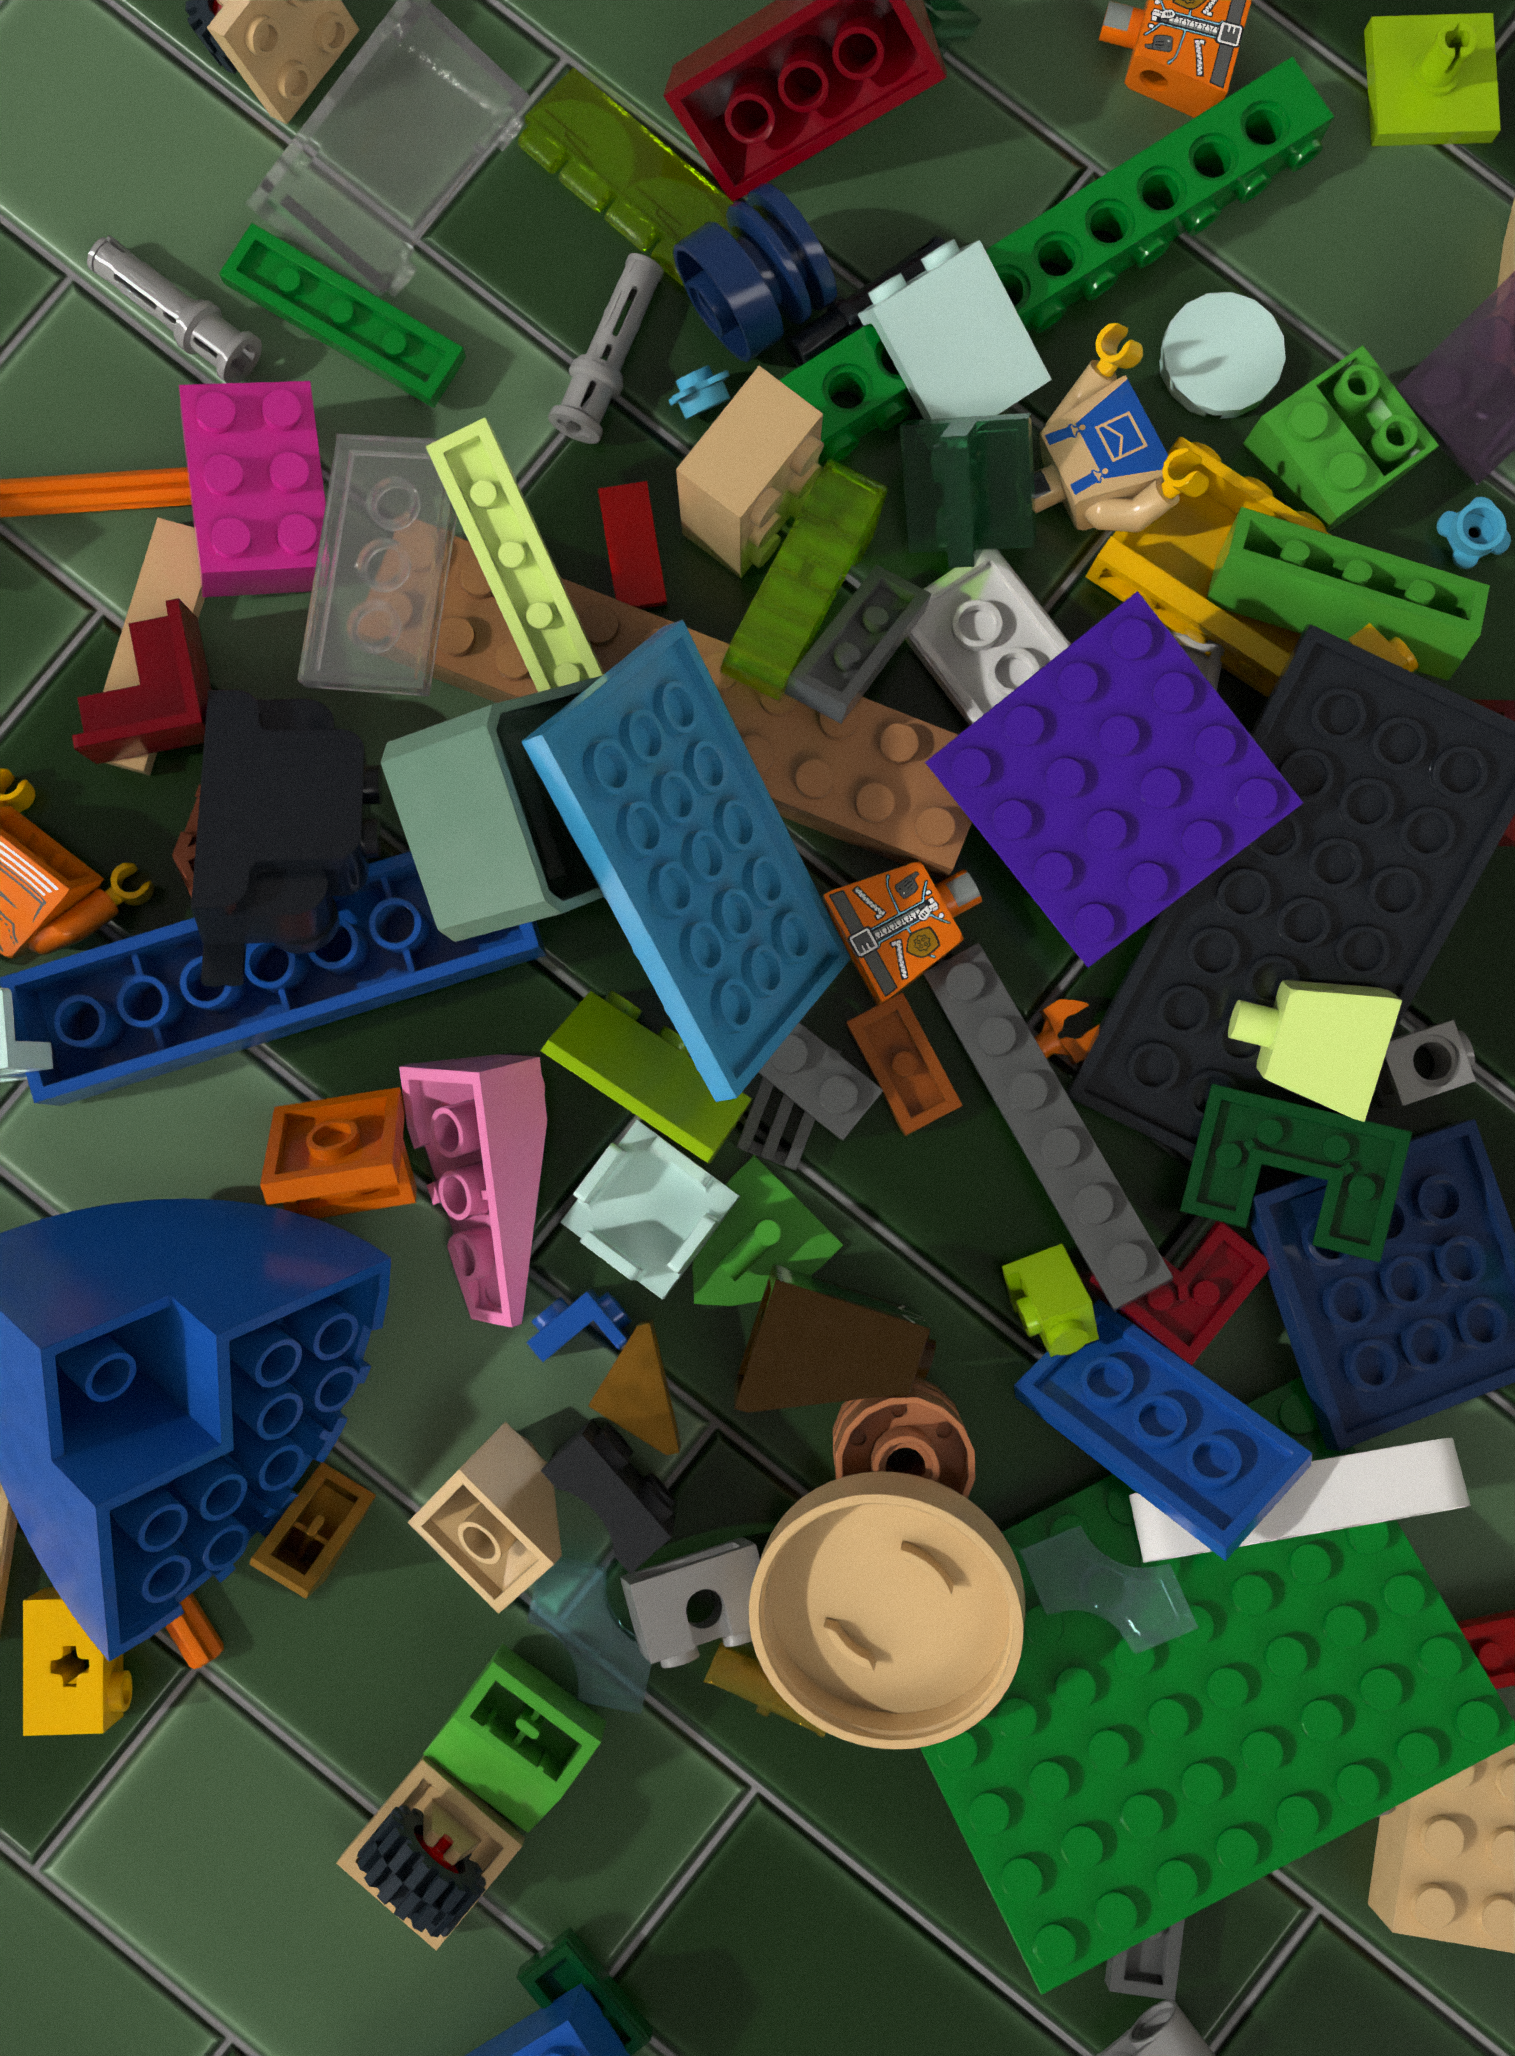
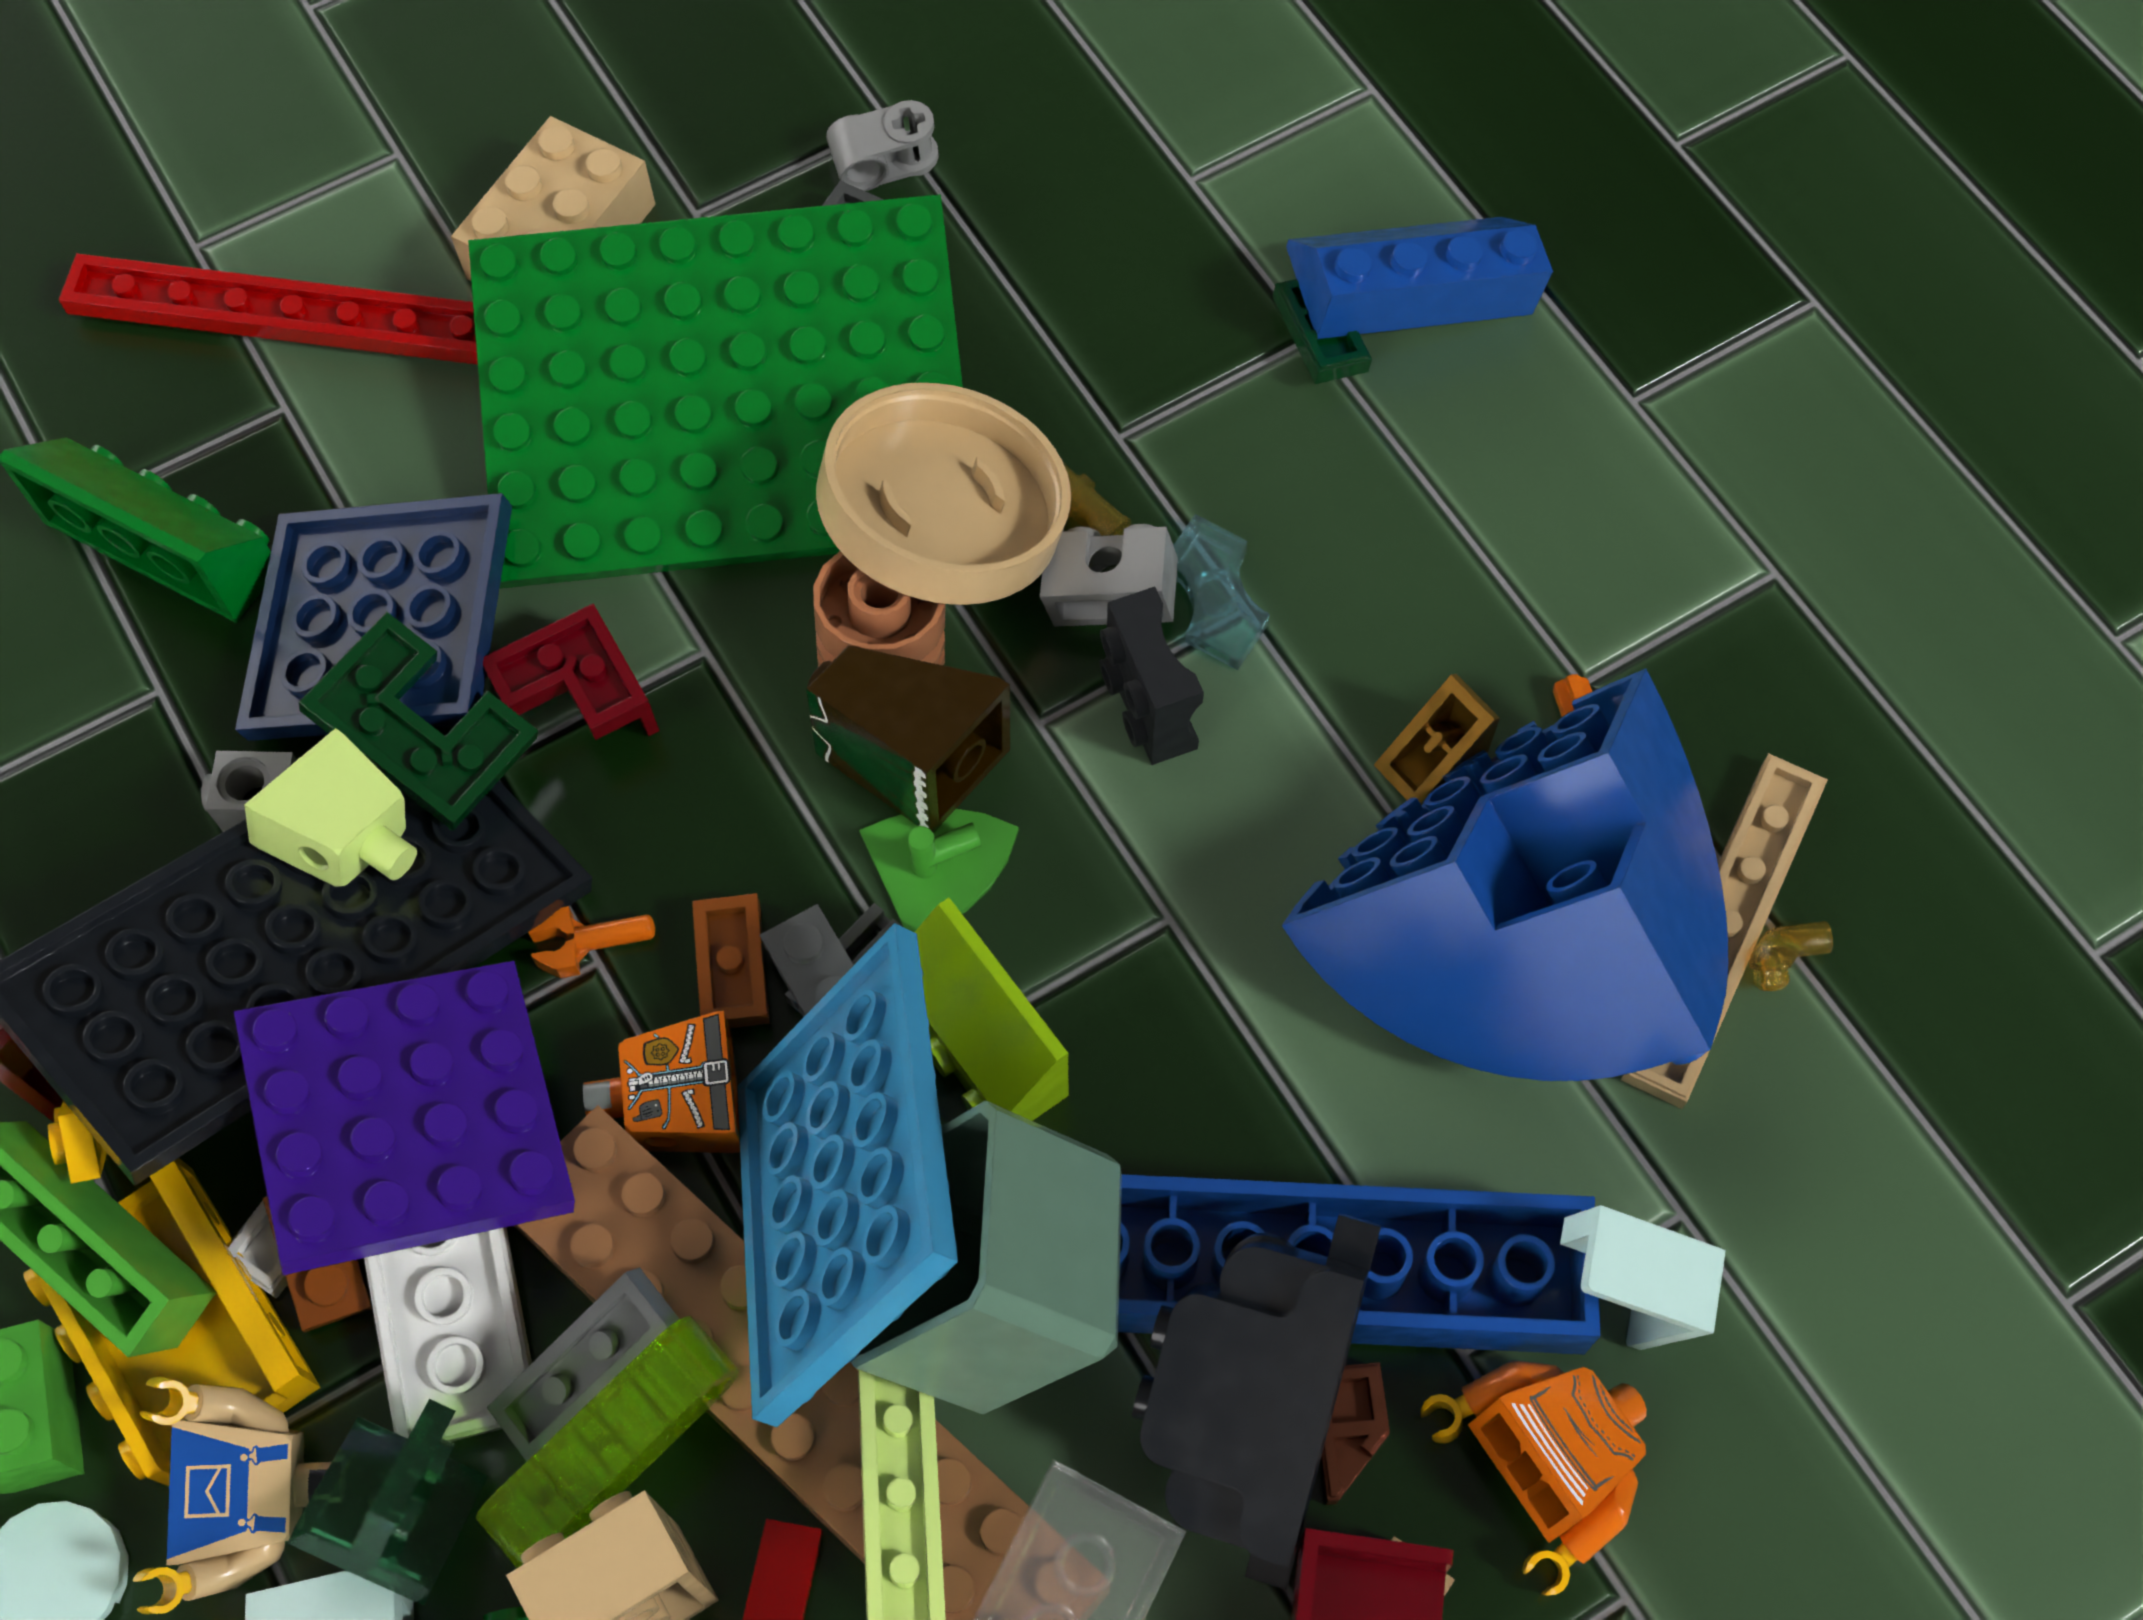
camera: 155 degrees left, 20 degrees down
(57, 1688) = (1709, 689): yellow brick -> none
(339, 1155) = (1307, 1064): orange bracket -> none
(431, 1851) = (1414, 465): plate -> none
(486, 1148) = (1162, 1024): bright pink wedge -> none
(495, 1519) = (1265, 702): tan slope -> none
(517, 1739) = (1306, 526): bright green slope -> none
(562, 1322) = (1138, 841): blue bracket -> none
(638, 1393) = (1101, 763): pearl gold slope -> none
(648, 1209) = (1032, 907): light aqua panel -> none
(1048, 1128) = (622, 849): dark grey plate -> none
(1051, 1300) = (689, 703): lime brick -> none
(1138, 1602) = (729, 442): clear light blue tile -> none
(1166, 1431) = (643, 560): blue plate -> none
(1332, 1497) = (556, 468): white beam -> none

